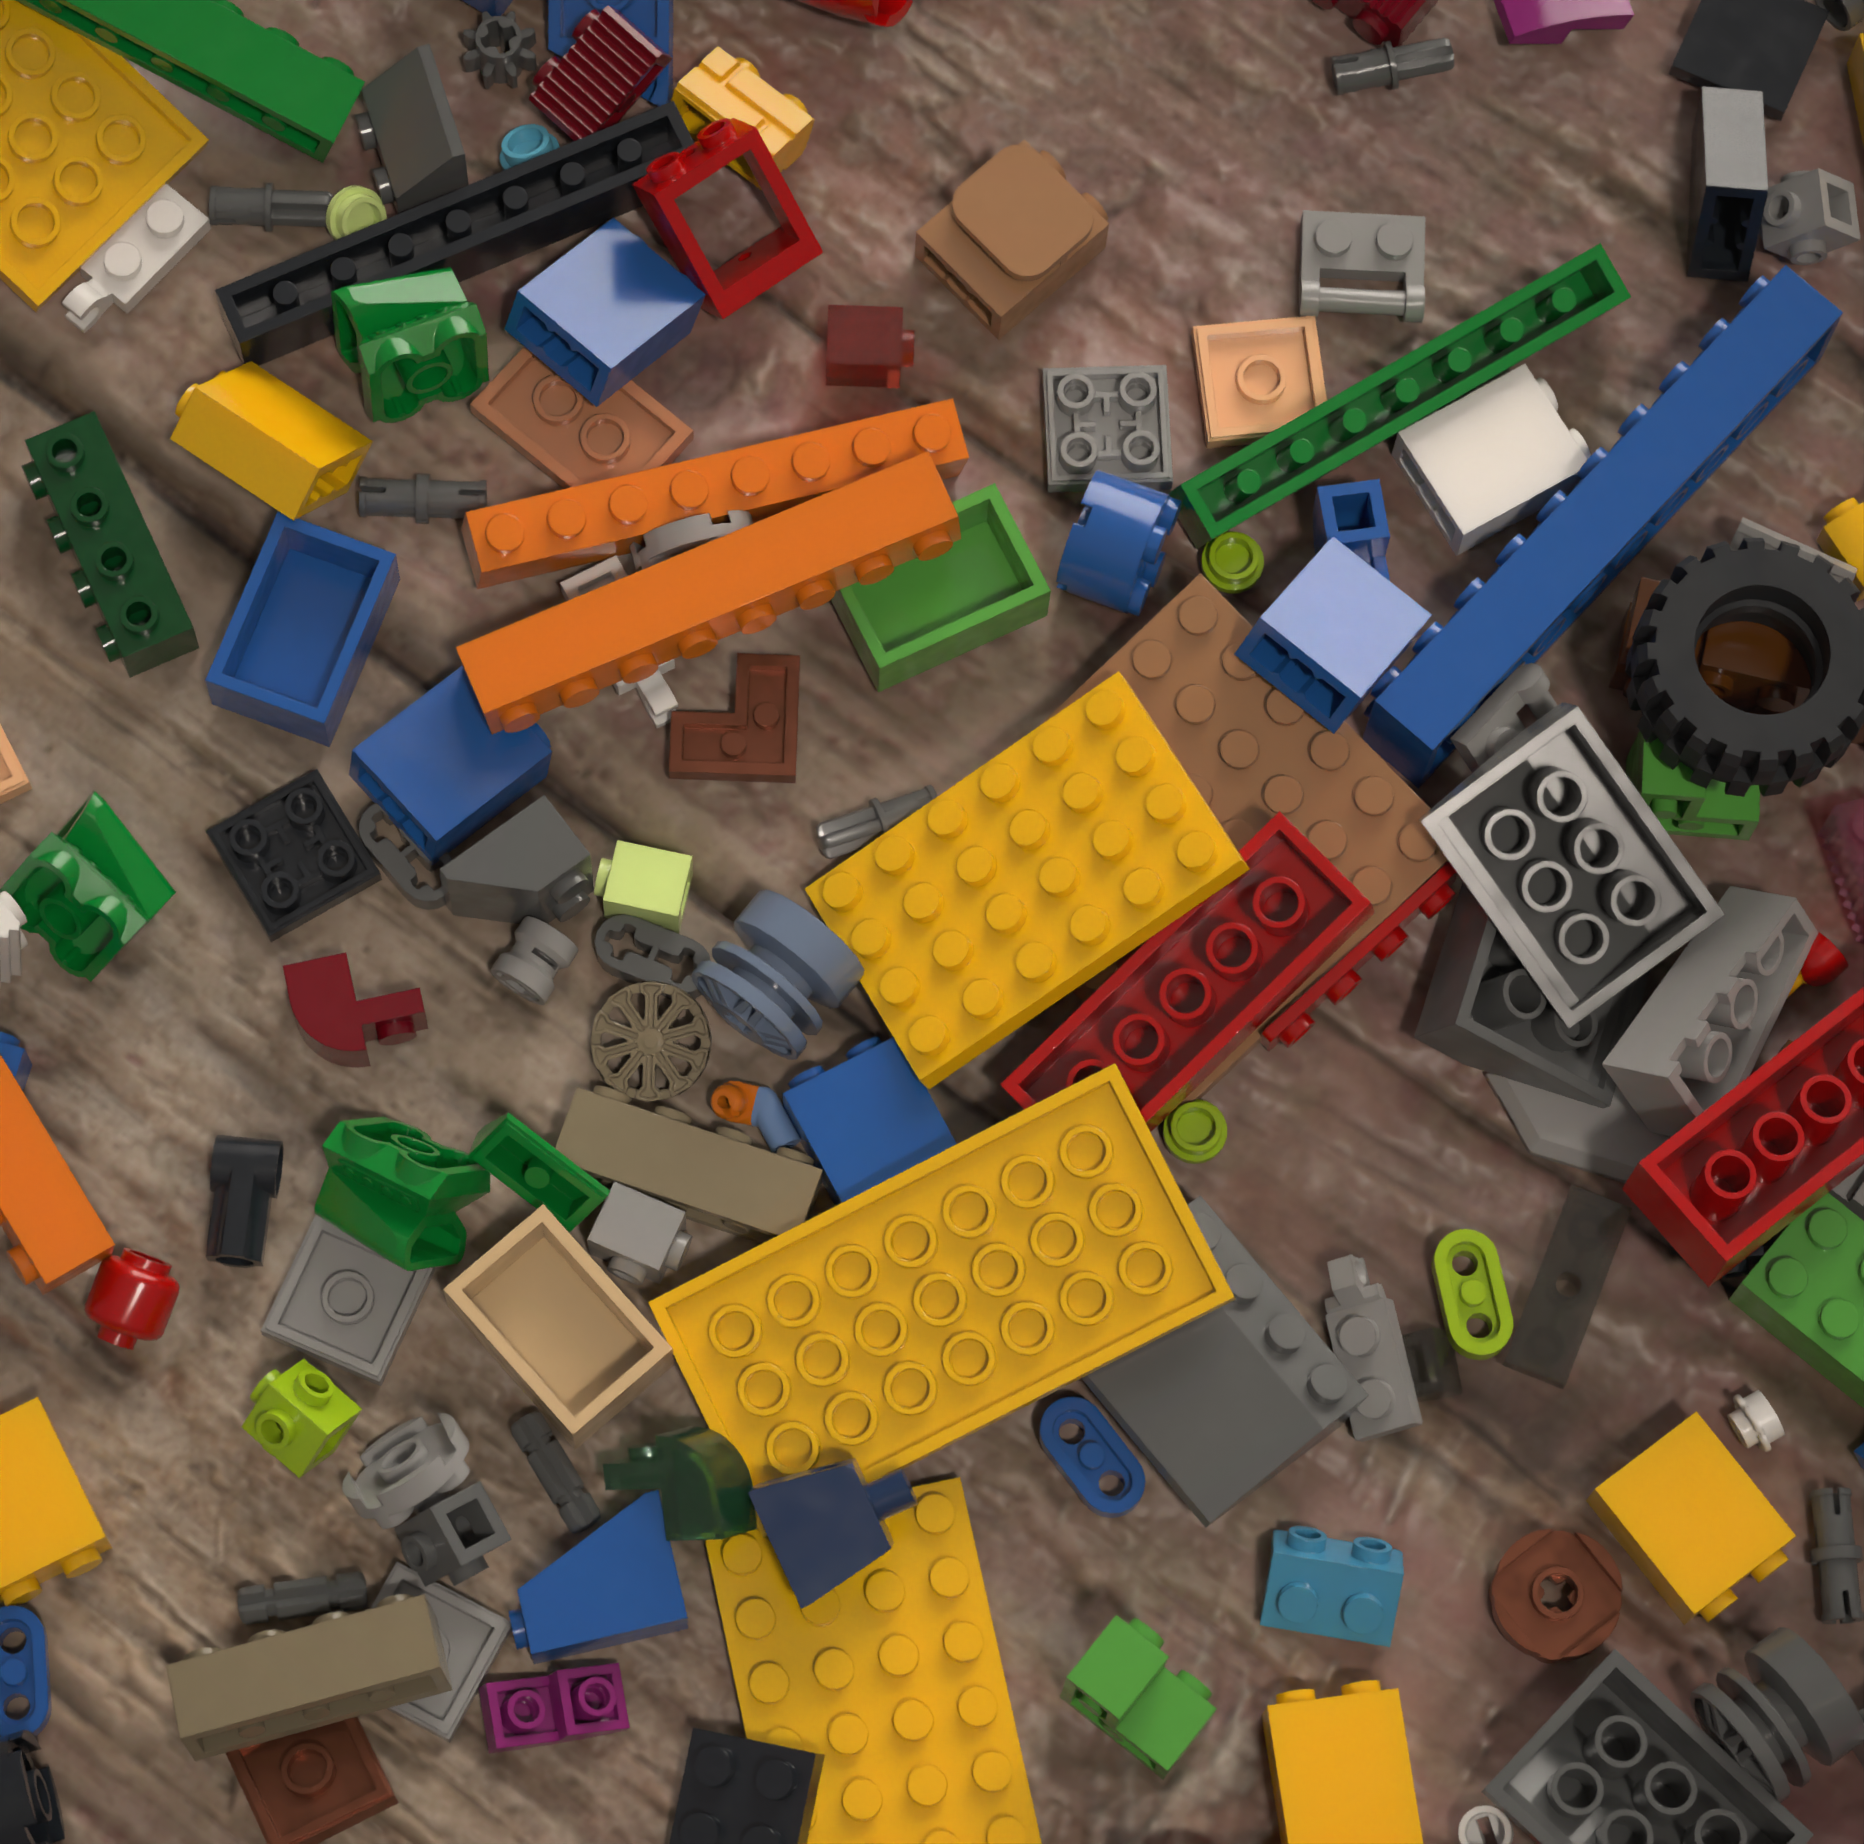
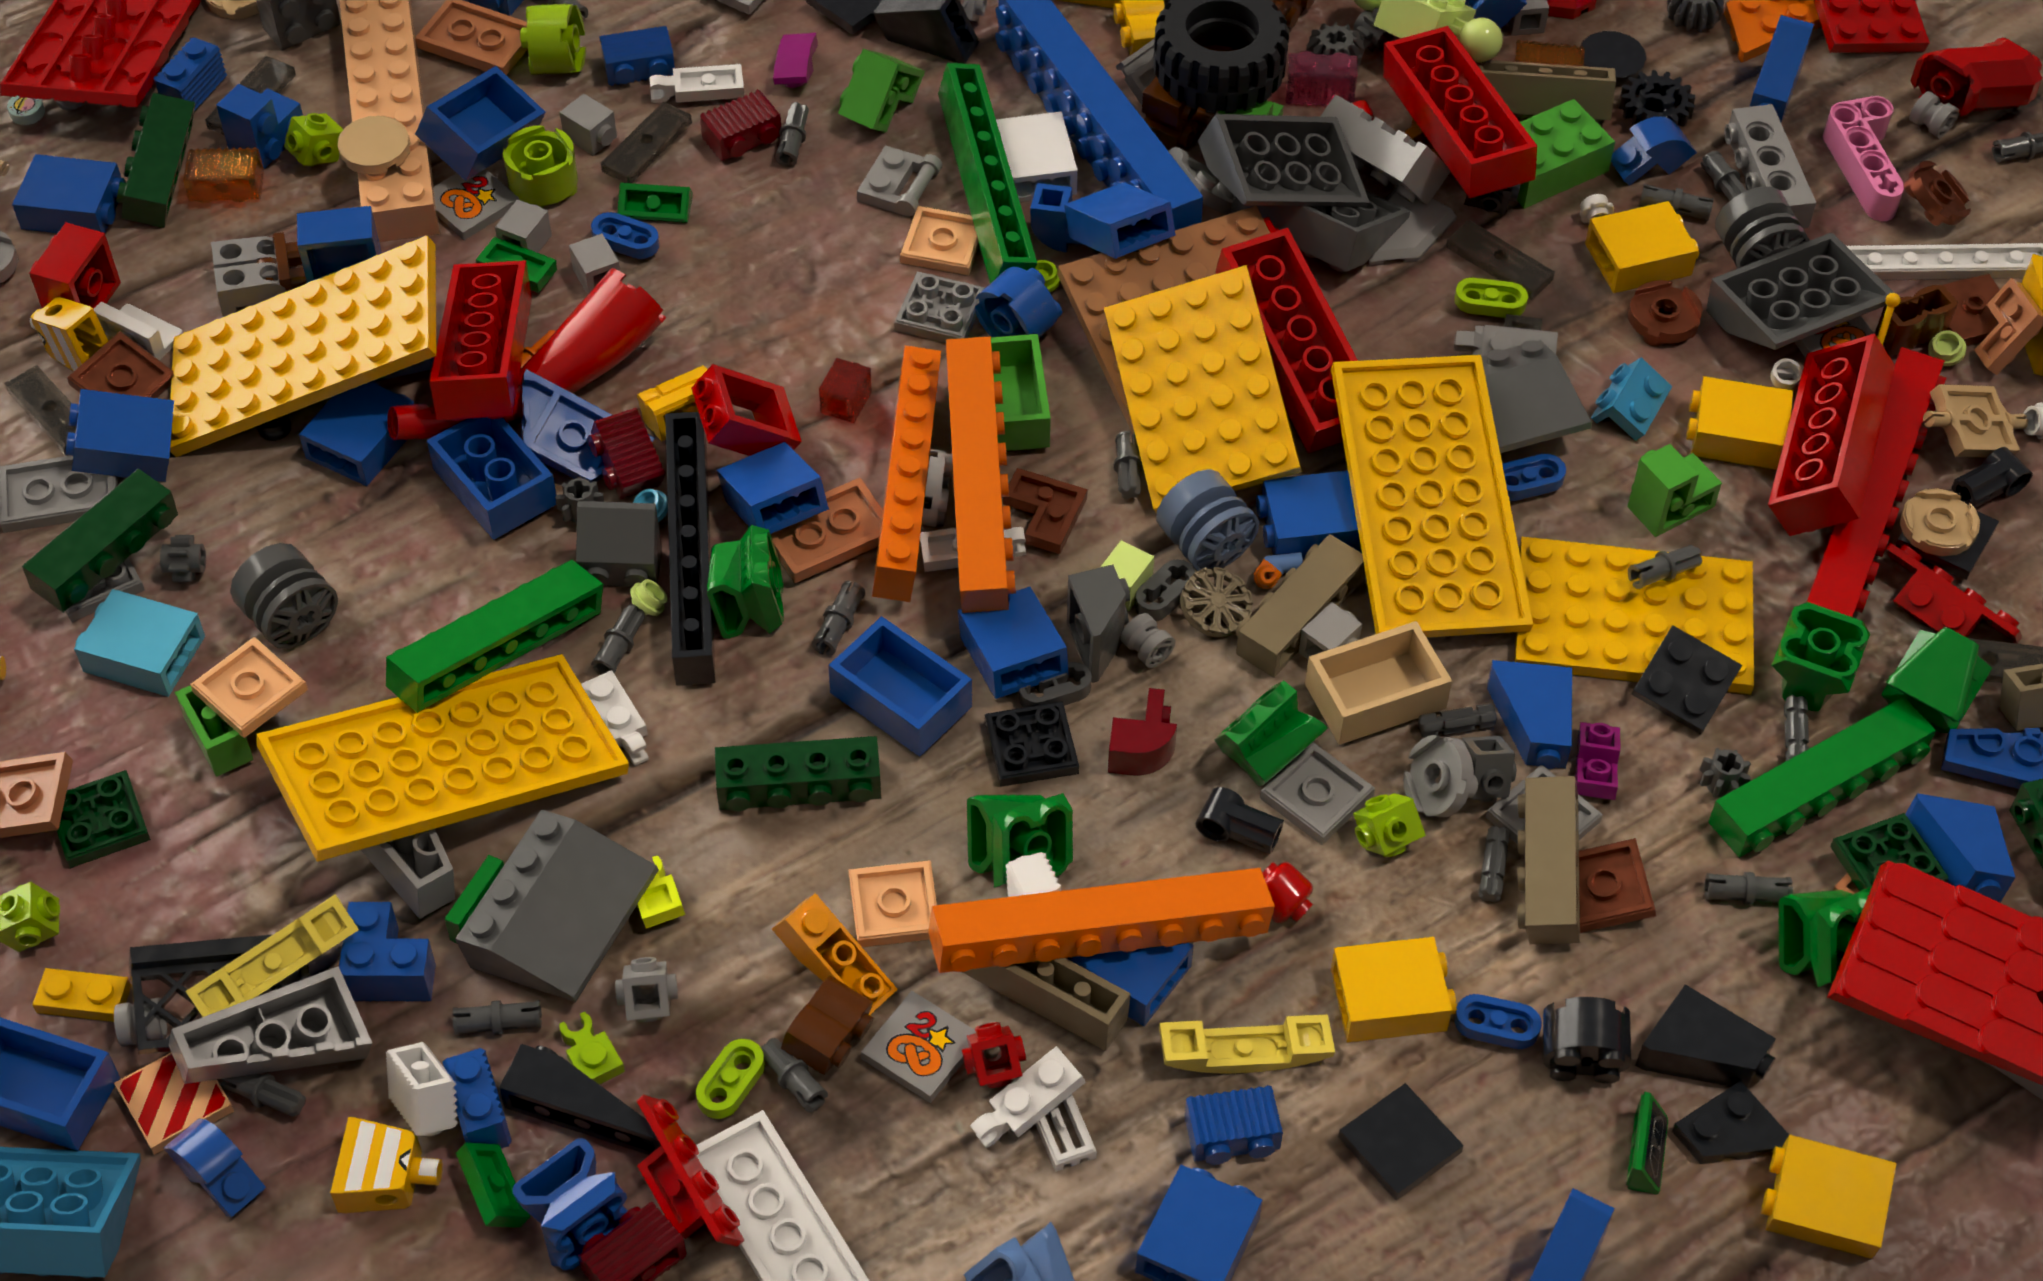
camera: 65 degrees left, 20 degrees down
(270, 439) = (776, 663): yellow brick -> none
(536, 1170) = (1279, 662): green slope -> none
(699, 1480) = (1492, 636): clear green brick -> none
(829, 1522) = (1543, 580): dark blue torso -> none
(954, 1719) = (1665, 566): none -> dark grey axle
(1012, 236) = (814, 308): medium nougat brick -> none
(1531, 156) = (877, 88): none -> bright green brick

